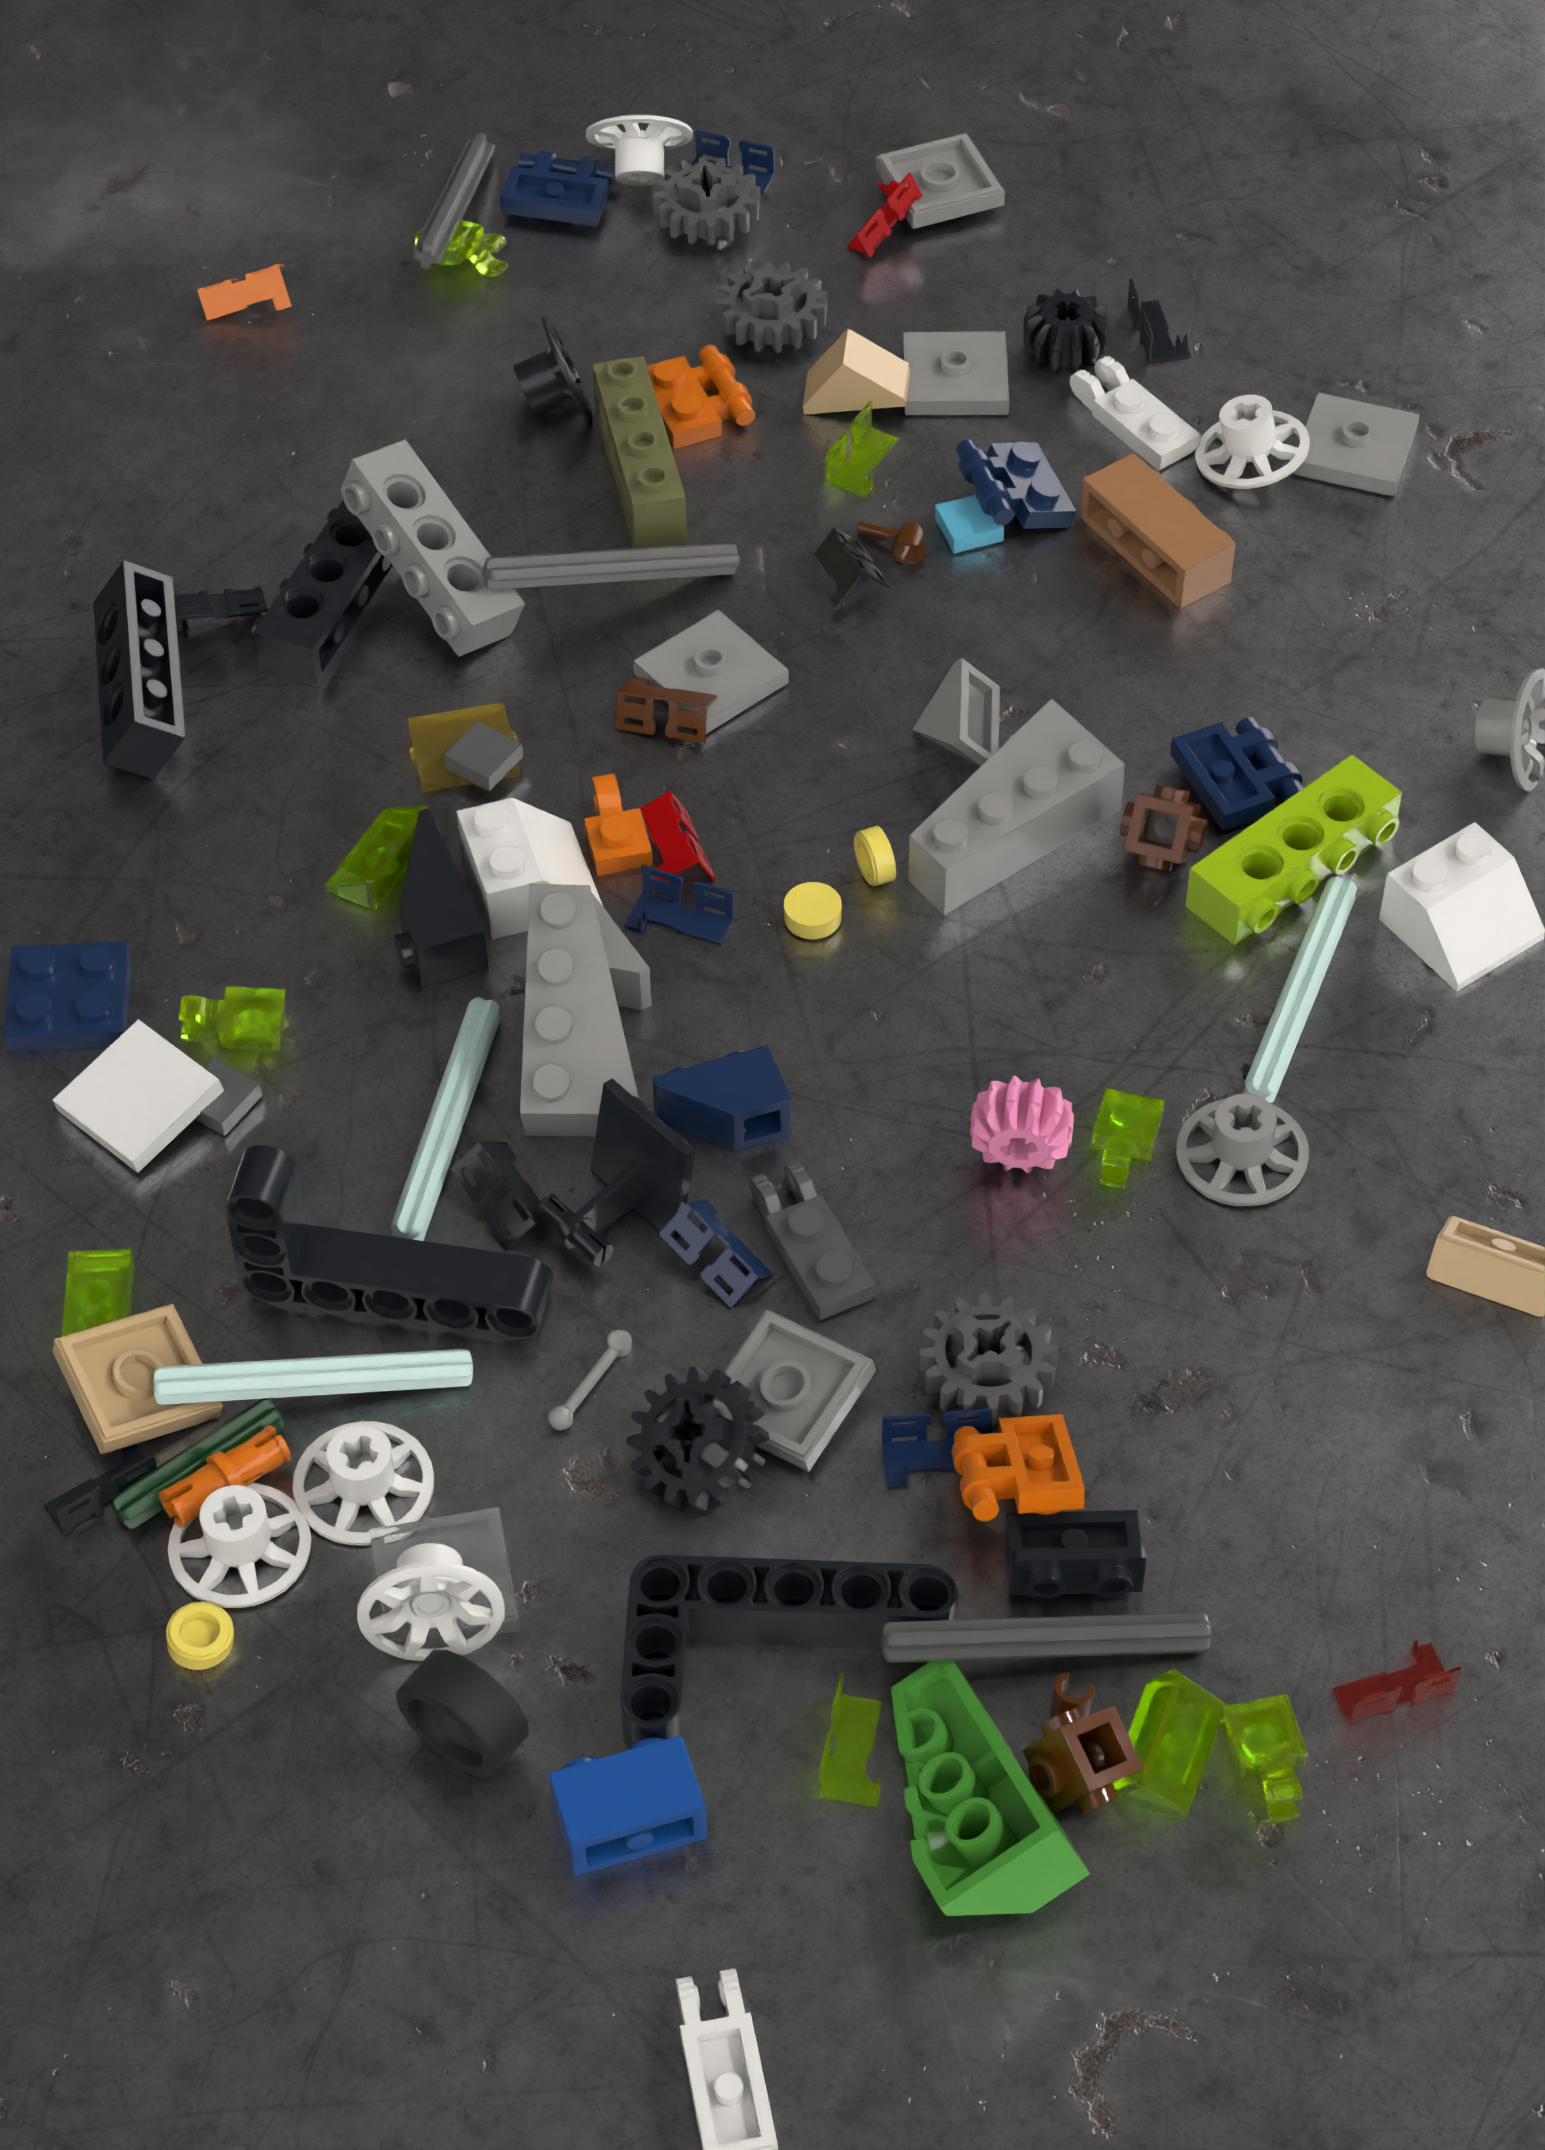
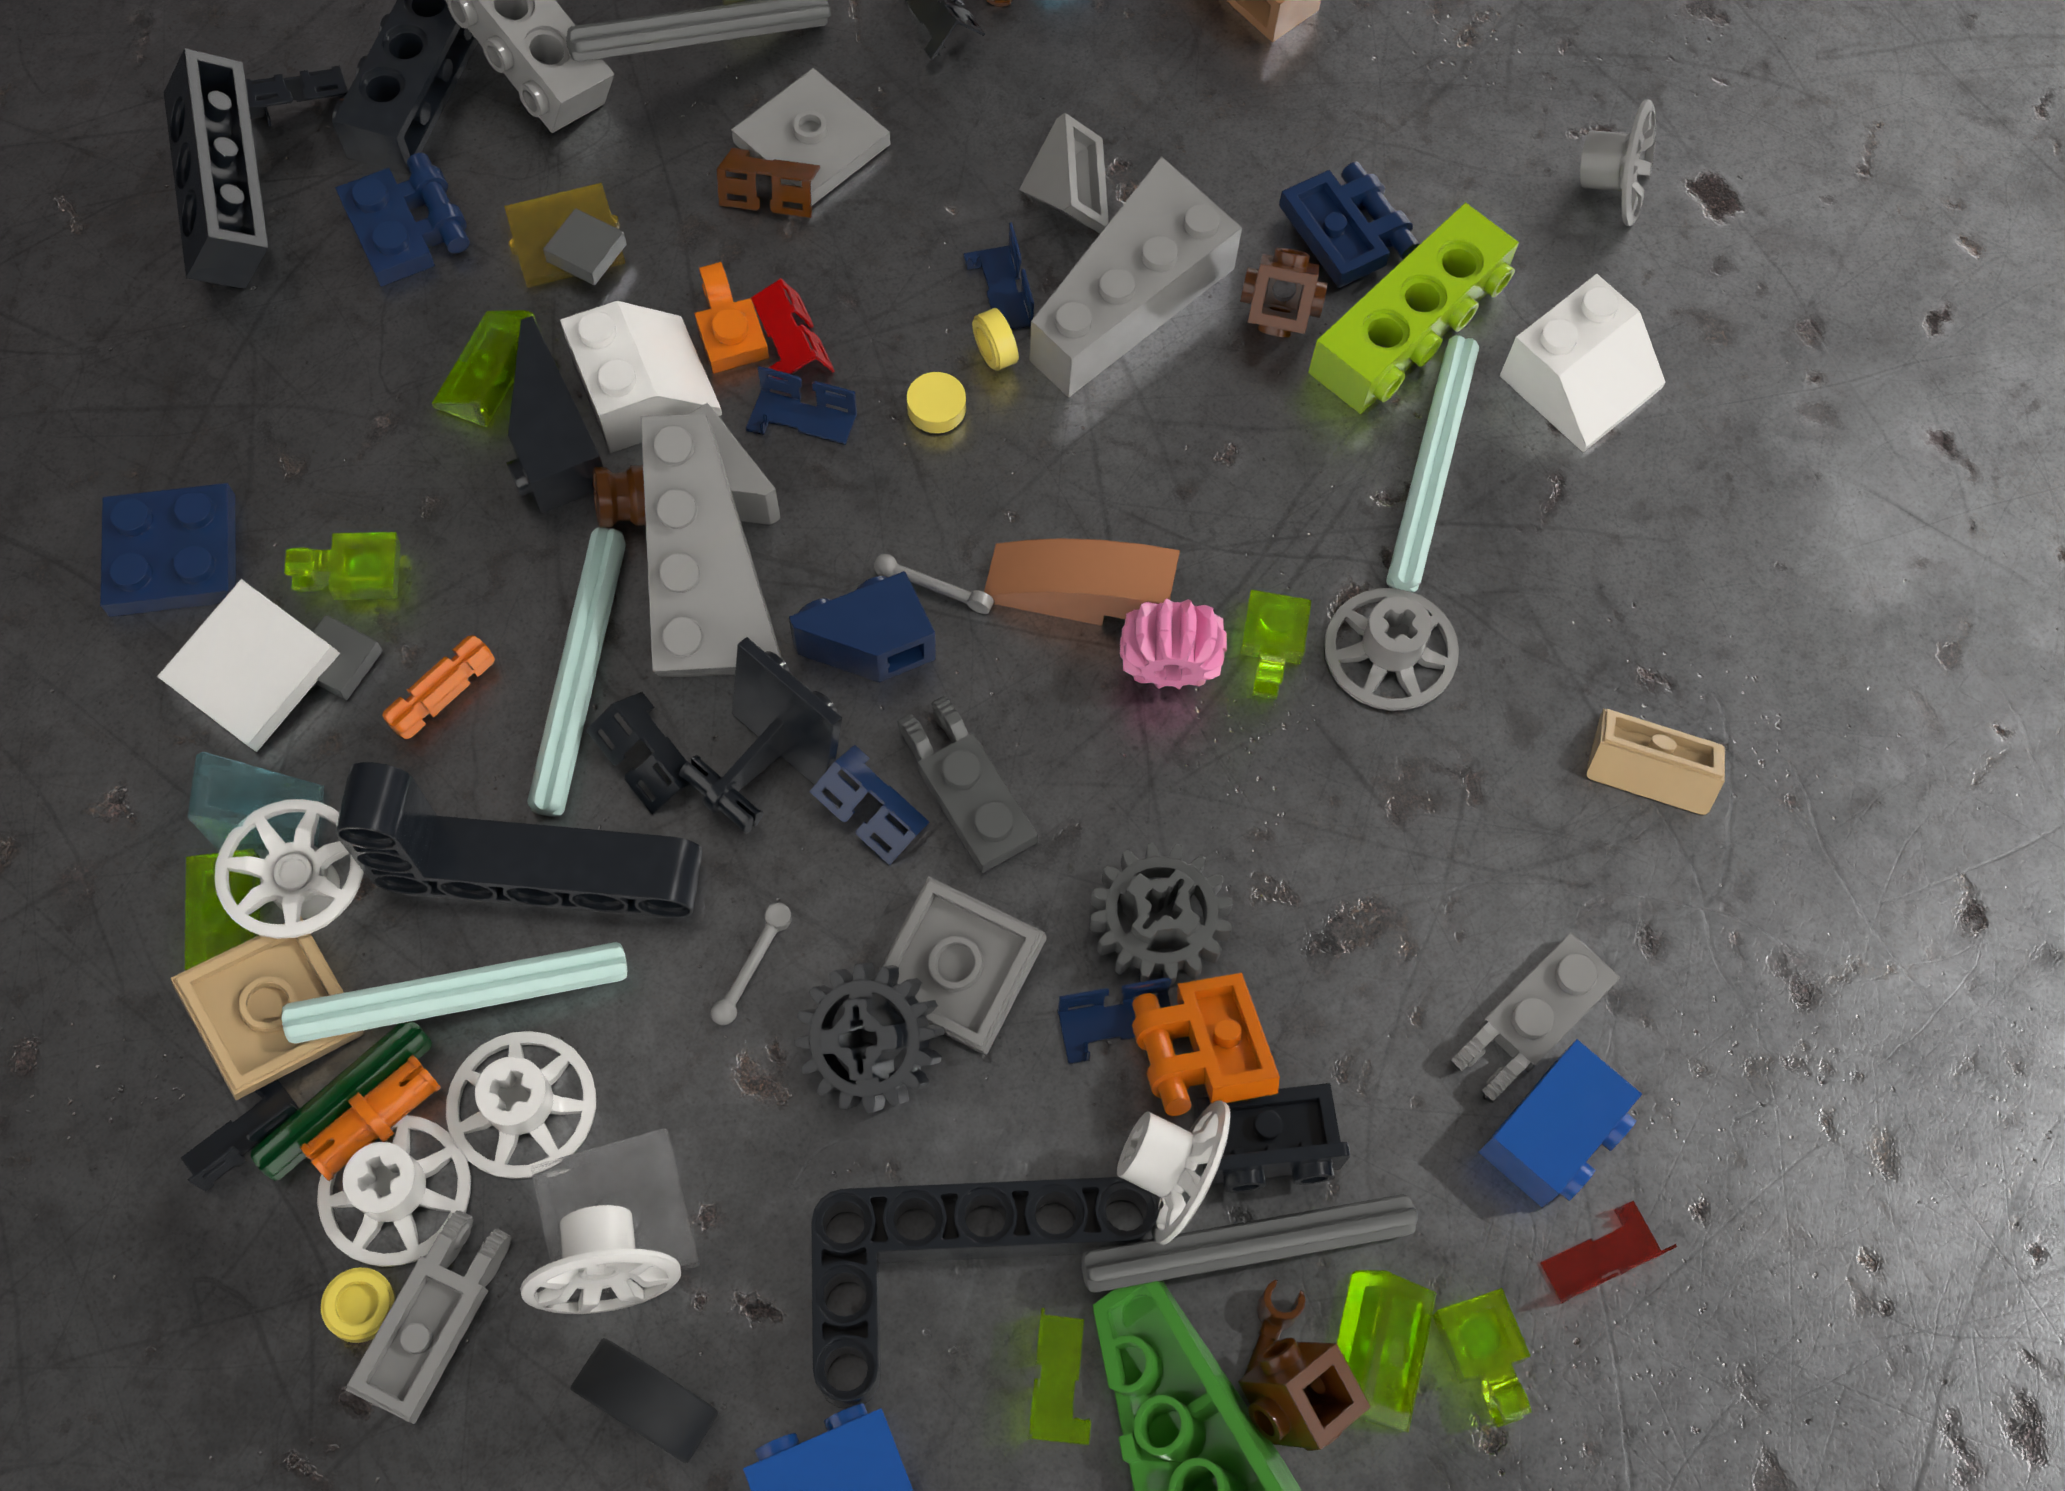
camera: 10 degrees left, 15 degrees up
(136, 1211) = (231, 790): none -> clear light blue slope
(170, 1267) = (291, 875): none -> white wheel
(264, 1648) = (427, 1322): none -> light grey hinge
(293, 730) = (386, 227): none -> dark blue plate
(319, 1121) = (438, 687): none -> orange axle
(500, 971) = (619, 496): none -> reddish brown wheel
(837, 1085) = (977, 600): none -> light grey hinge
(887, 807) = (1001, 278): none -> dark blue piece
(936, 1065) = (1080, 577): none -> nougat slope
(971, 1548) = (1165, 1161): none -> white wheel
(1352, 1473) = (1540, 1011): none -> light grey hinge
(1361, 1563) = (1561, 1125): none -> blue brick

